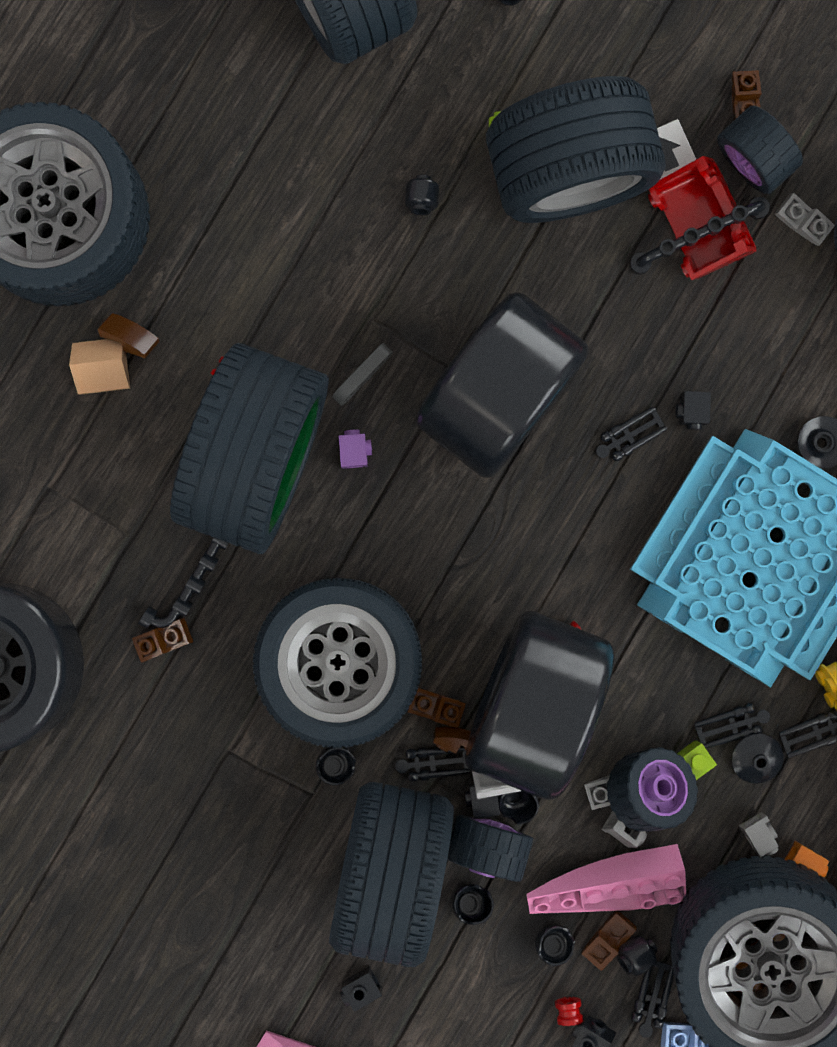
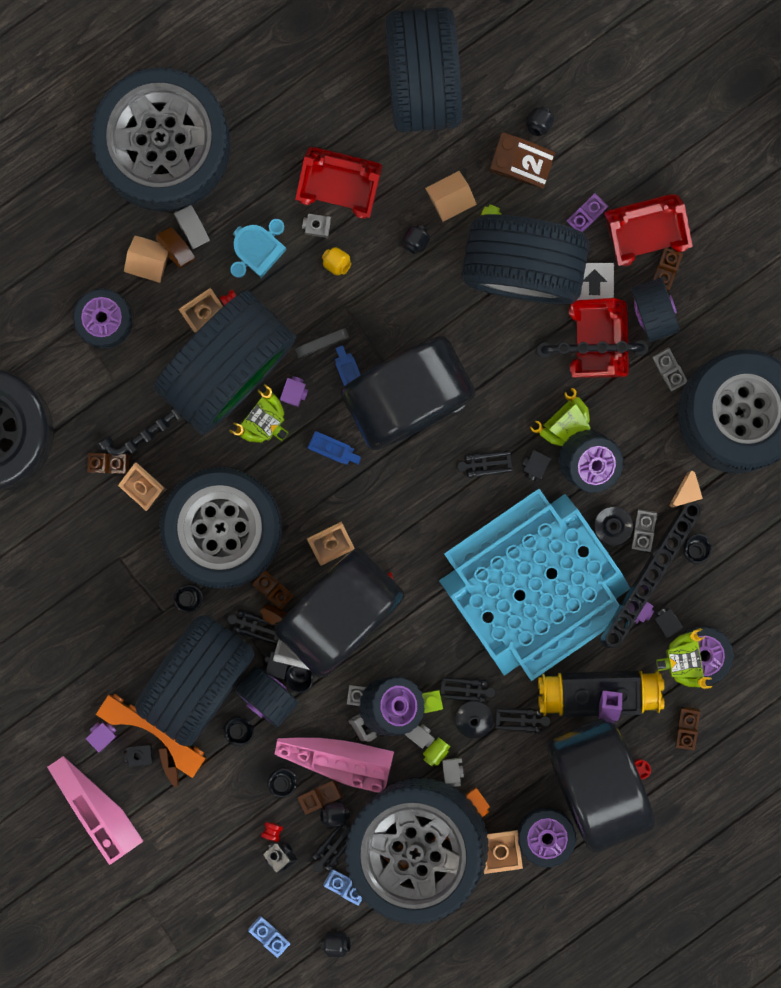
camera: 20 degrees right, 0 degrees up
(55, 462) = (100, 303): none -> wheel
(137, 301) = (191, 226): none -> light grey slope
(189, 395) = (201, 309): none -> light nougat slope
(217, 650) = (141, 486): none -> light nougat slope
(231, 292) = (257, 248): none -> medium azure piece
(295, 165) = (339, 180): none -> red windscreen
(298, 238) = (322, 230): none -> light grey brick
(303, 985) = (101, 735): none -> medium lavender brick
(311, 947) = (116, 712): none -> orange arch
(331, 501) = (263, 420): none -> torso
(336, 265) = (336, 261): none -> yellow head
(405, 390) = (346, 366): none -> blue hinge
(408, 991) = (170, 771): none -> reddish brown slope
(434, 499) = (333, 449): none -> blue hinge
(442, 124) = (451, 196): none -> light nougat slope
(483, 618) = (330, 543): none -> light nougat slope
(508, 42) = (522, 161): none -> reddish brown slope
(622, 62) = (587, 213): none -> medium lavender slope
(704, 55) = (648, 228): none -> red windscreen
(705, 810) = (421, 736): none -> light grey brick
(712, 340) = (566, 422): none -> lime torso
(729, 820) = (436, 752): none -> lime brick
(764, 373) = (591, 461): none -> black wheel

